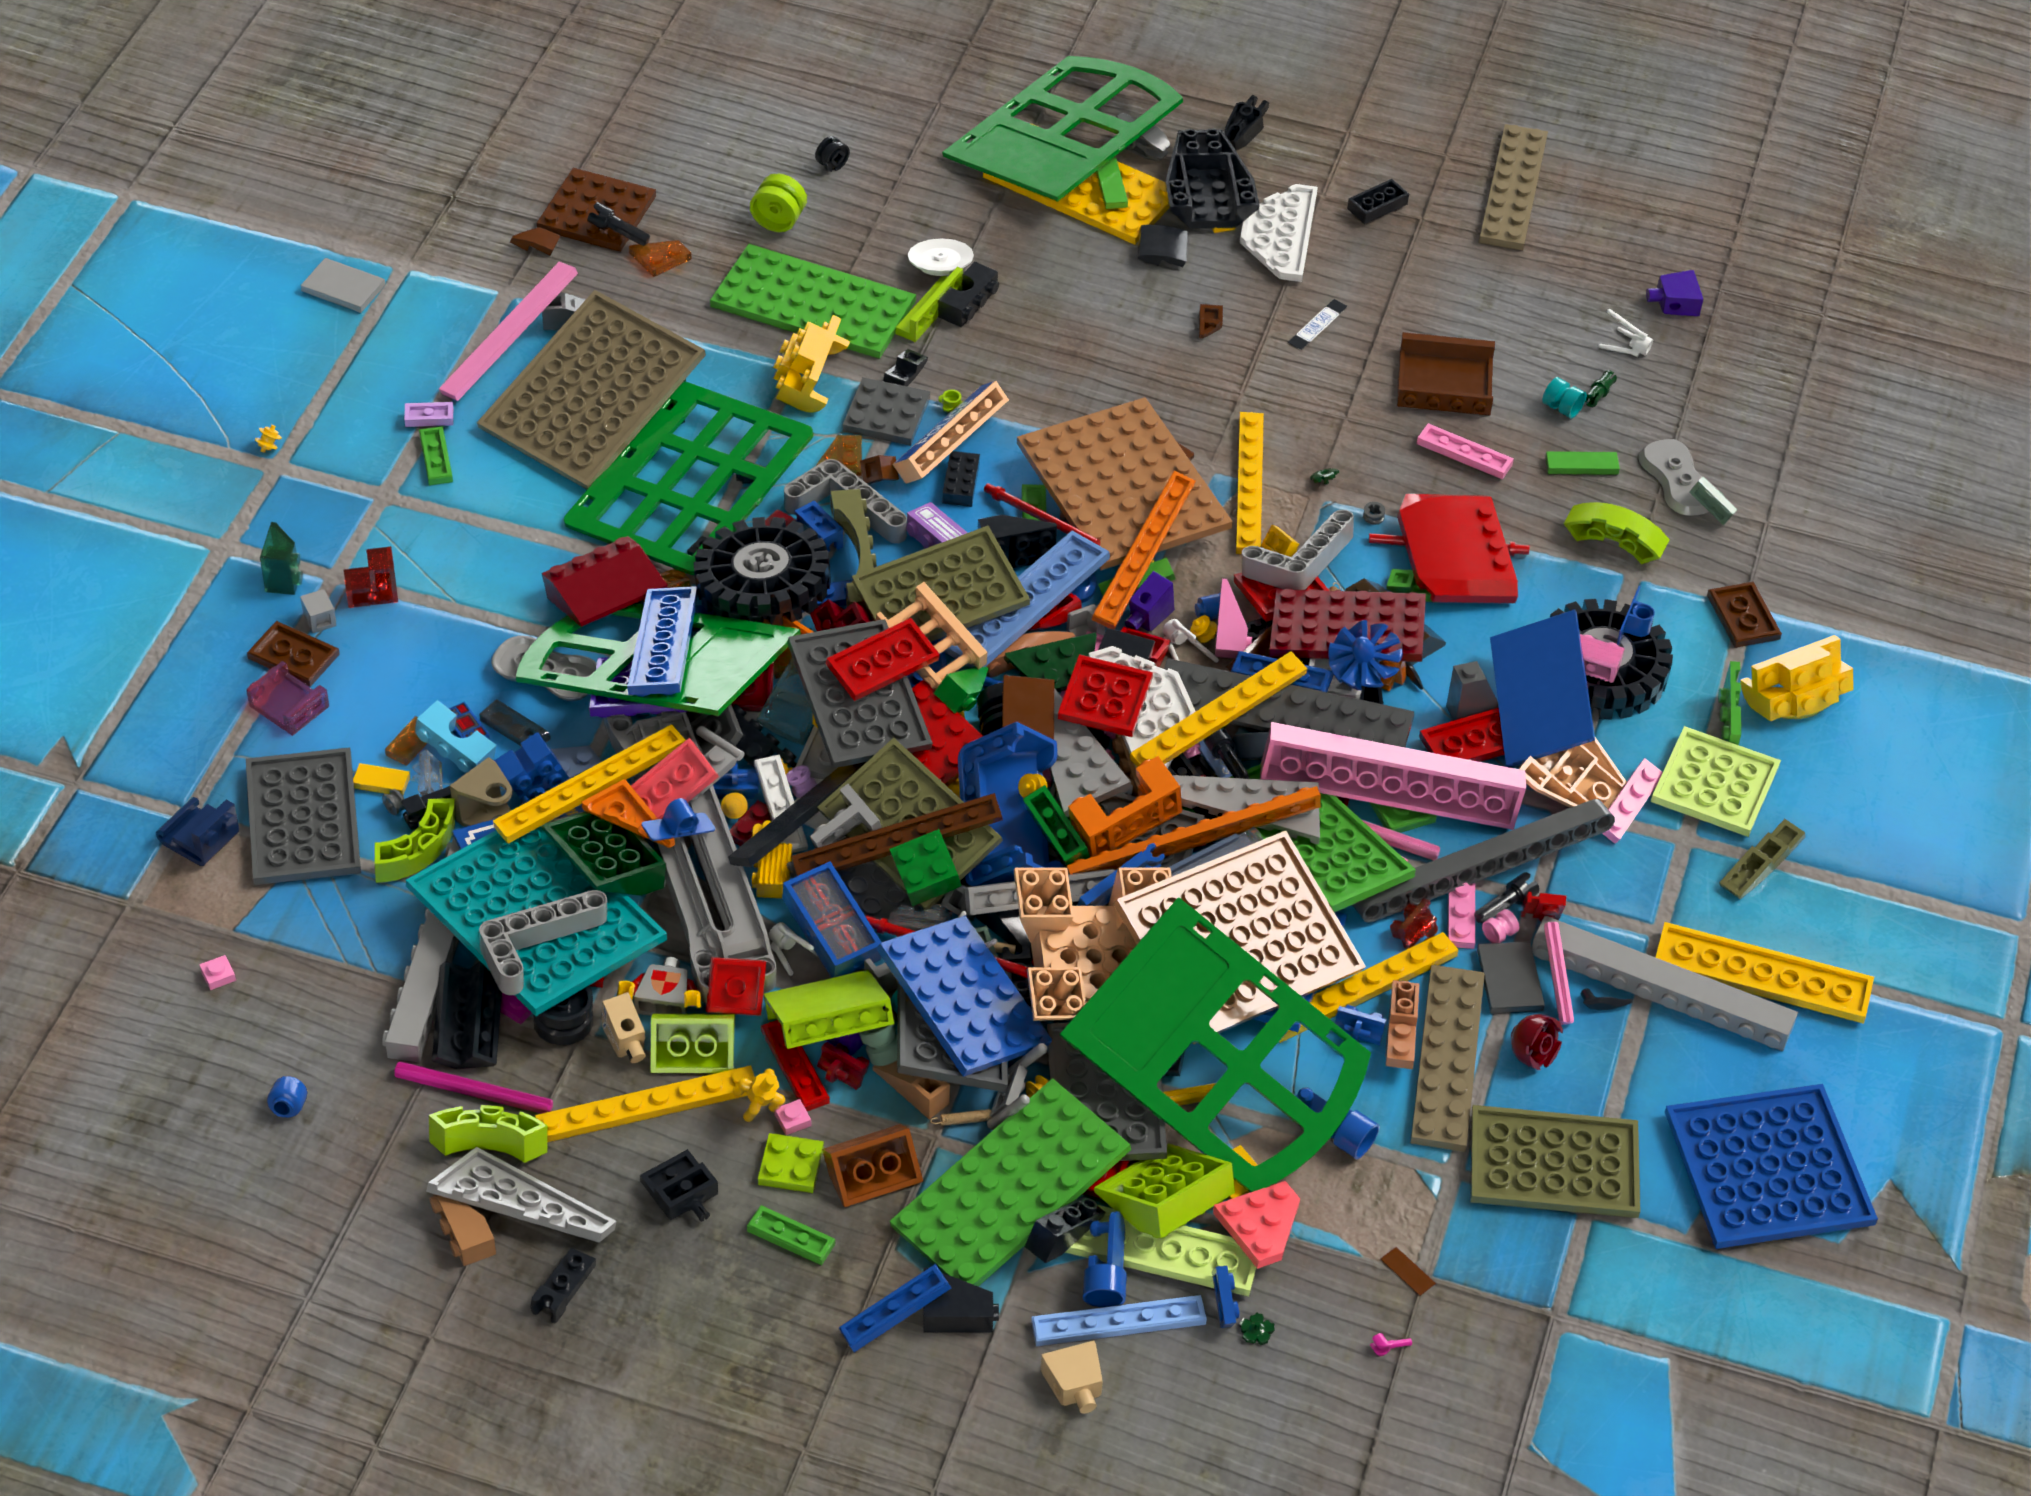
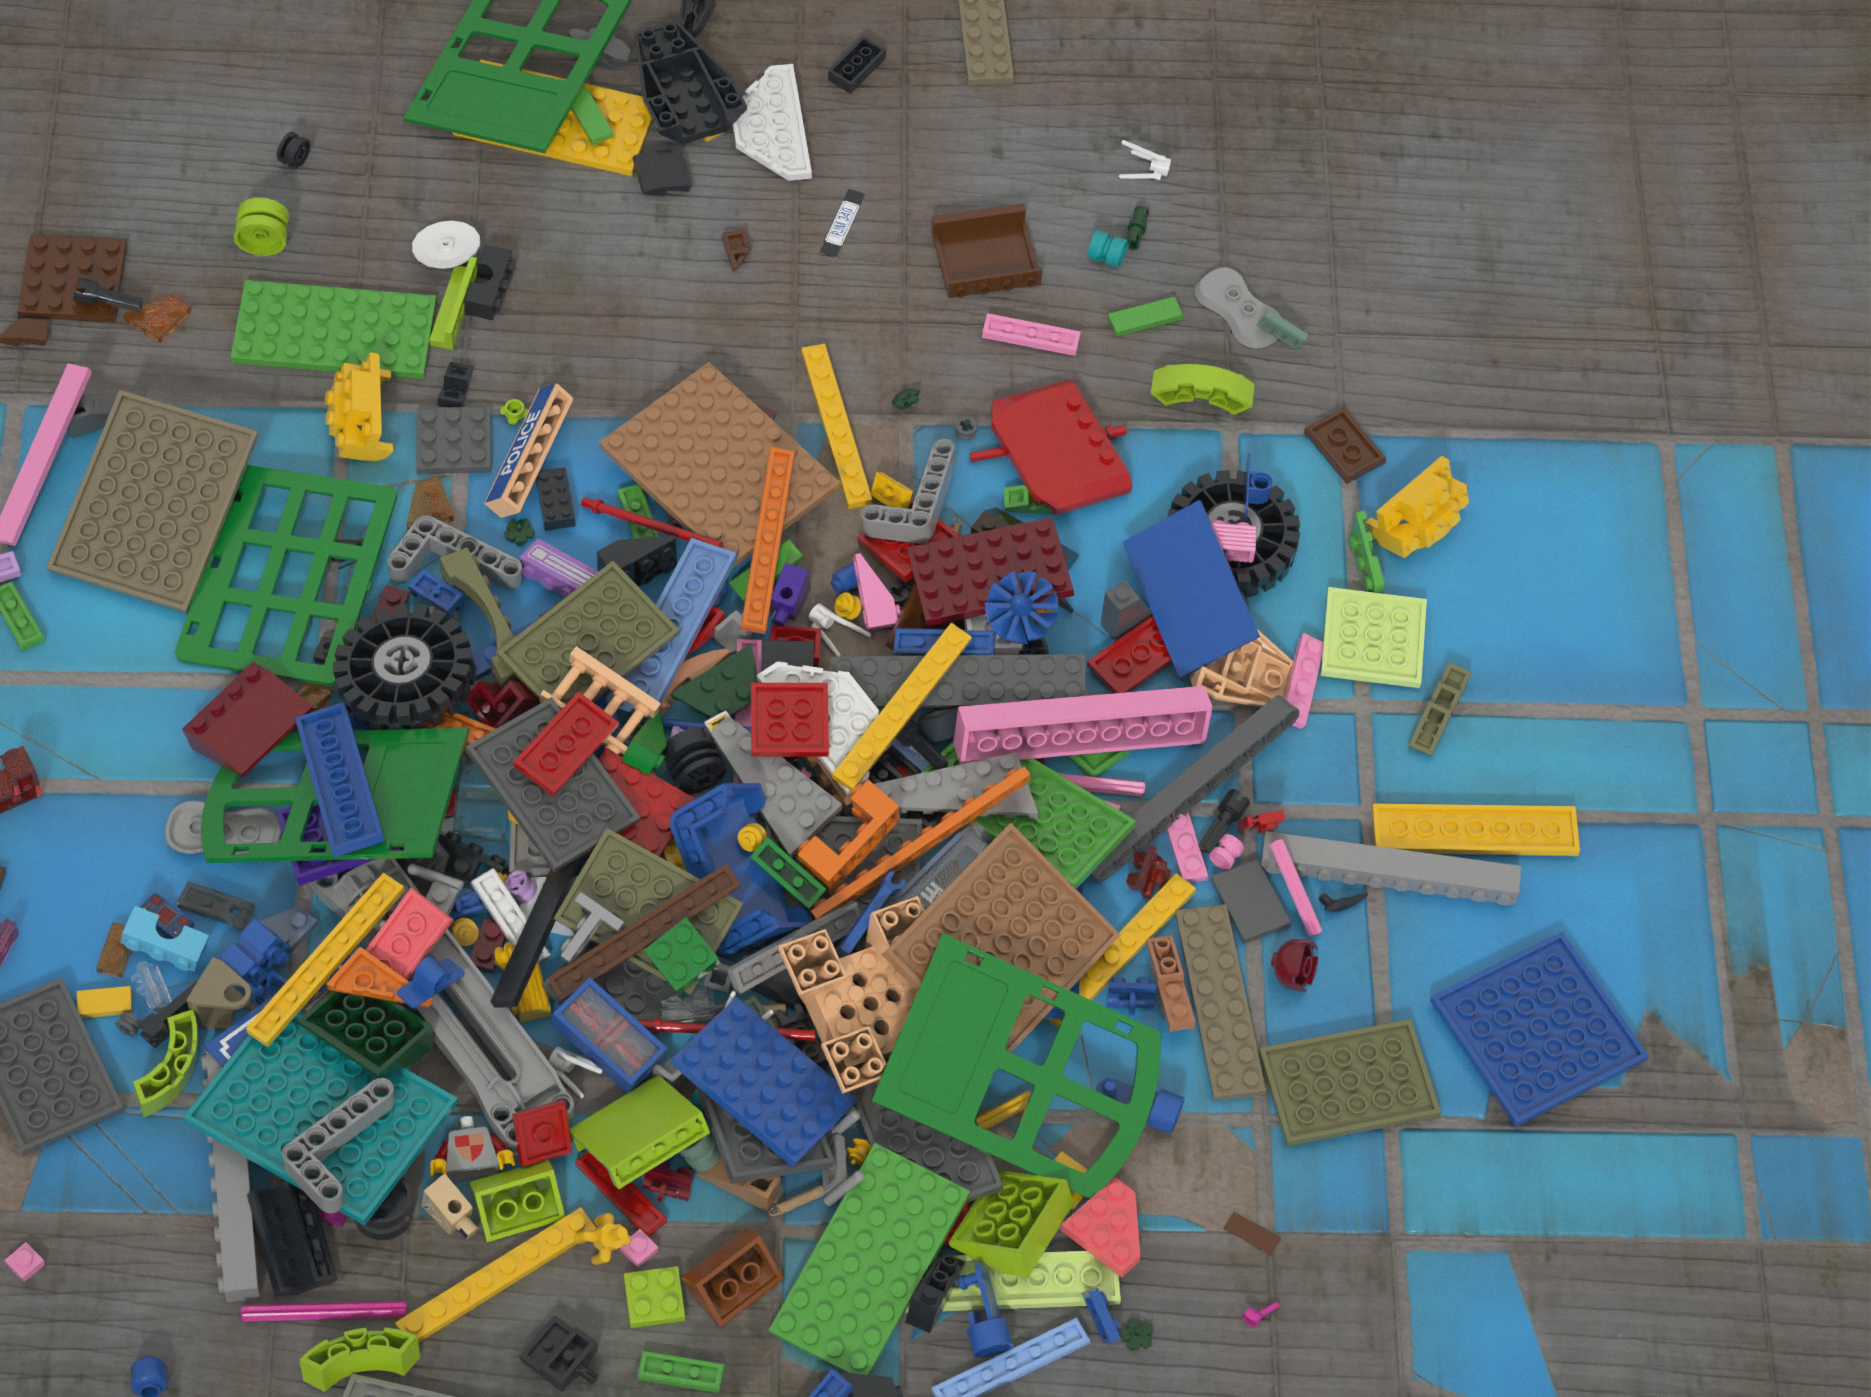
camera: 20 degrees left, 10 degrees up
(879, 469) = (471, 512): reddish brown panel -> none
(917, 497) = (519, 531): none -> dark green plant
(1029, 703) = (719, 752): reddish brown tile -> none
(1677, 294) = (1178, 98): dark purple torso -> none

